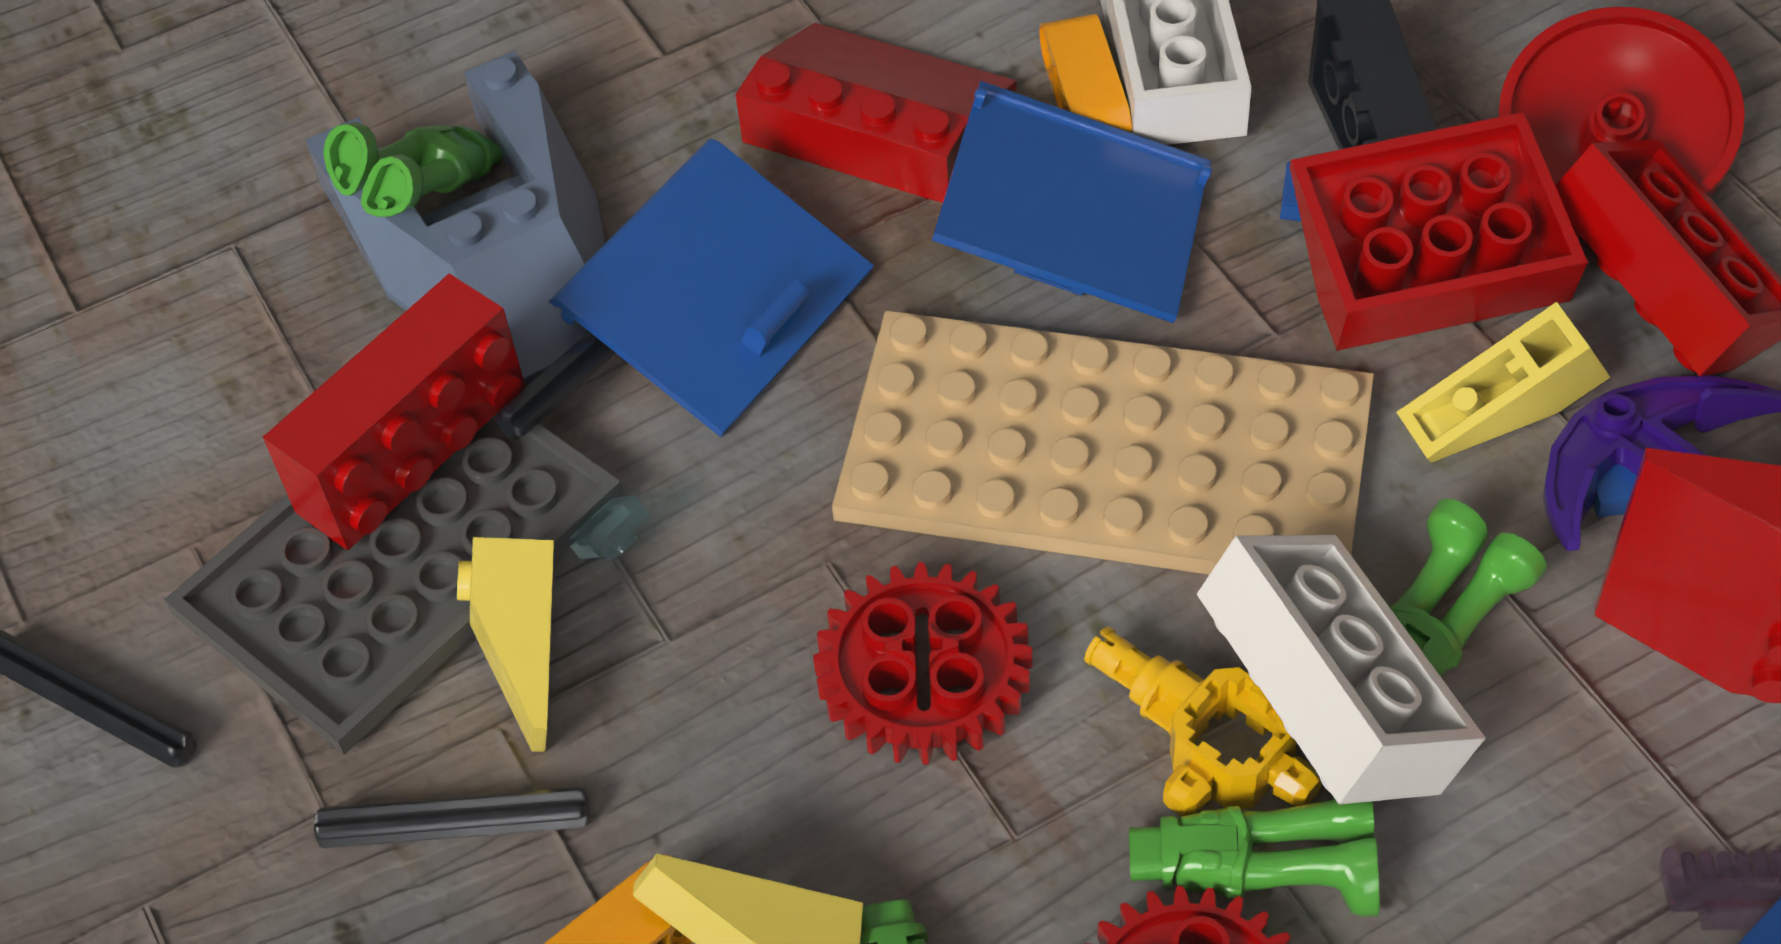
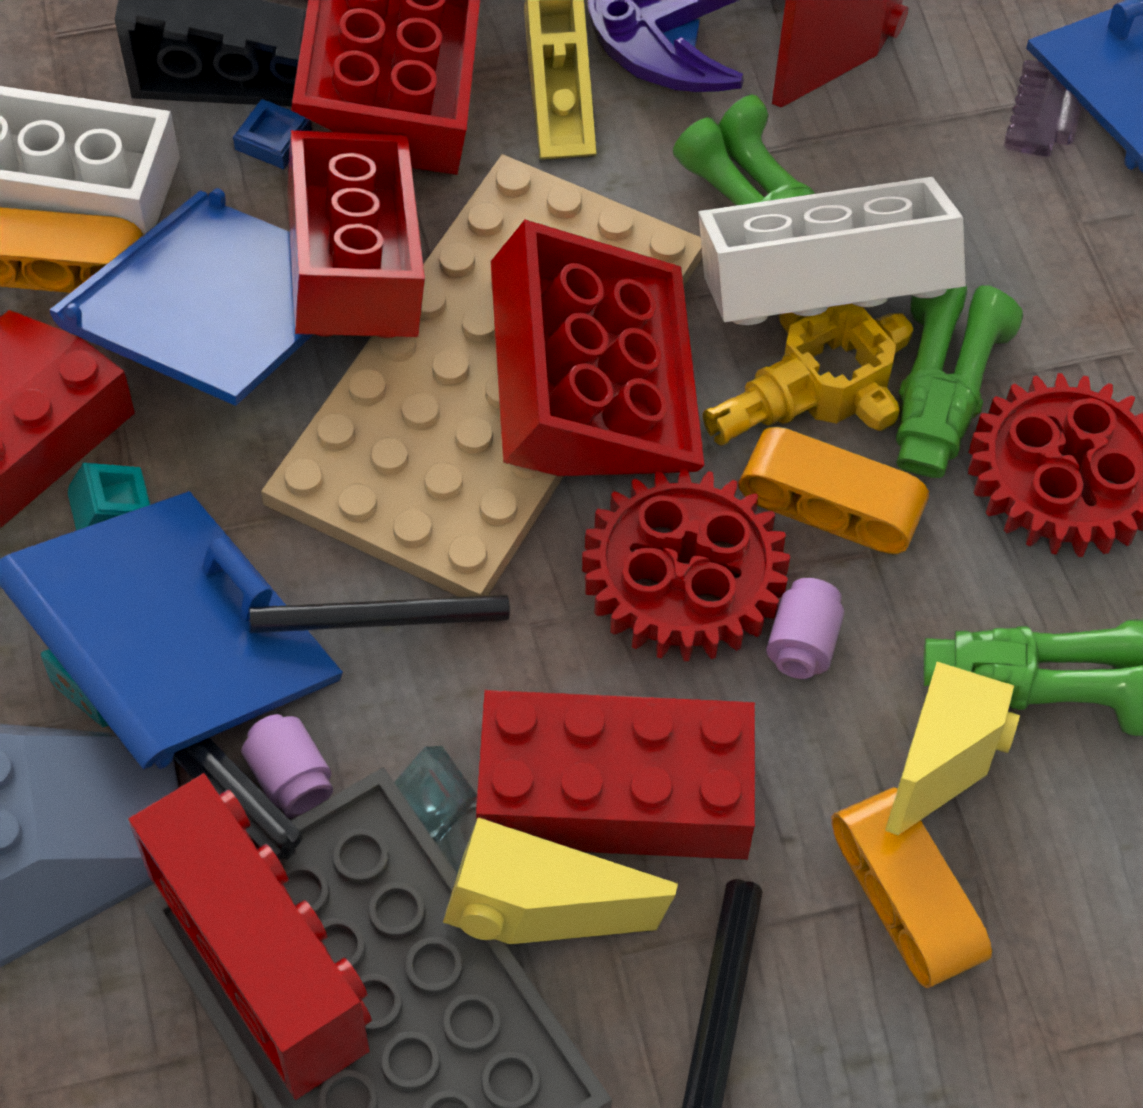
camera: 80 degrees left, 5 degrees up
(607, 414) = (287, 764): none -> lavender brick
(662, 664) = (620, 772): none -> red brick
(783, 437) = (378, 613): none -> black bar
(848, 211) = (105, 492): none -> teal slope
(880, 785) = (806, 628): none -> lavender brick
(1063, 776) = (834, 490): none -> light orange beam
(1114, 503) = (592, 358): none -> red slope
(1175, 265) = (354, 235): none -> red brick

